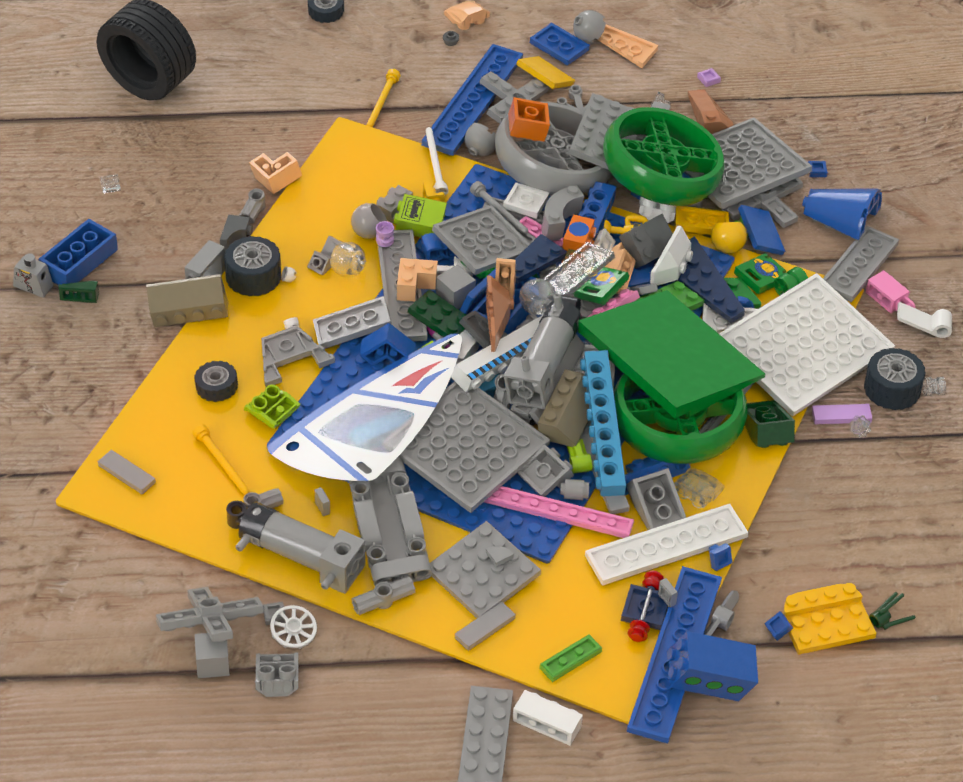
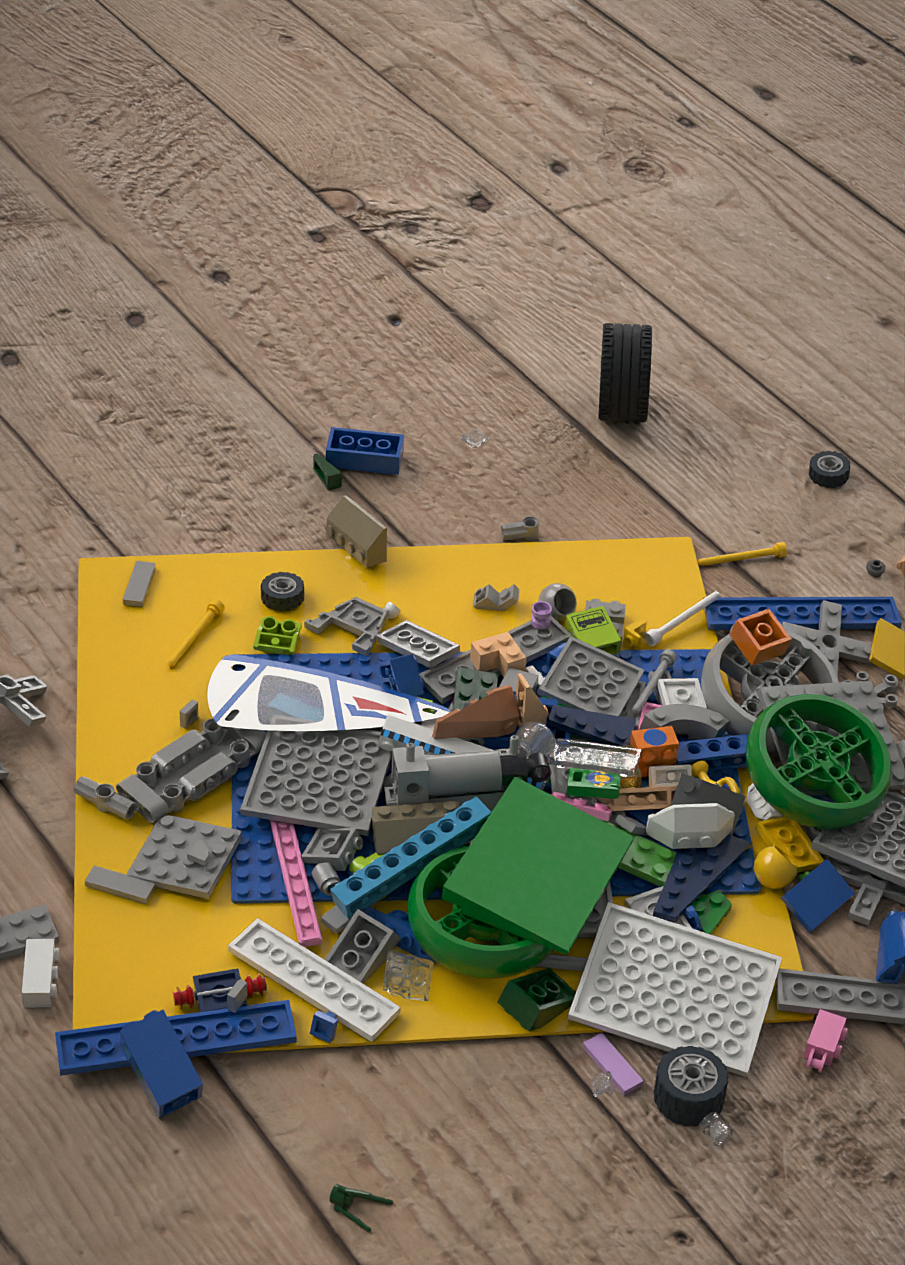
camera: 60 degrees right, 5 degrees down
(32, 276) = (317, 429): light grey torso -> none
(207, 261) = (408, 517): light grey window -> none
(235, 229) = (476, 530): dark grey arch -> none
(252, 266) = (435, 554): black wheel -> none
(269, 498) = (156, 675): light grey piece -> none
(269, 611) = (48, 741): light grey tile -> none
(276, 173) = (570, 523): light nougat brick -> none
(288, 274) = (450, 583): white hinge -> none
(293, 627) = (38, 758): white wheel -> none
(336, 558) = (120, 734): light grey piece -> none
(348, 259) = (497, 610): clear helmet -> none
(570, 658) = (122, 962): bright green tile -> none
(723, 614) = (253, 1060): light grey piece -> none
(761, 267) = (758, 922): green container -> none
(778, 625) = (272, 1112): blue tile -> none
(789, 280) = (761, 942): green wheel -> none
(827, 618) = (311, 1150): yellow plate -> none
(937, 324) = (808, 1086): white door -> none

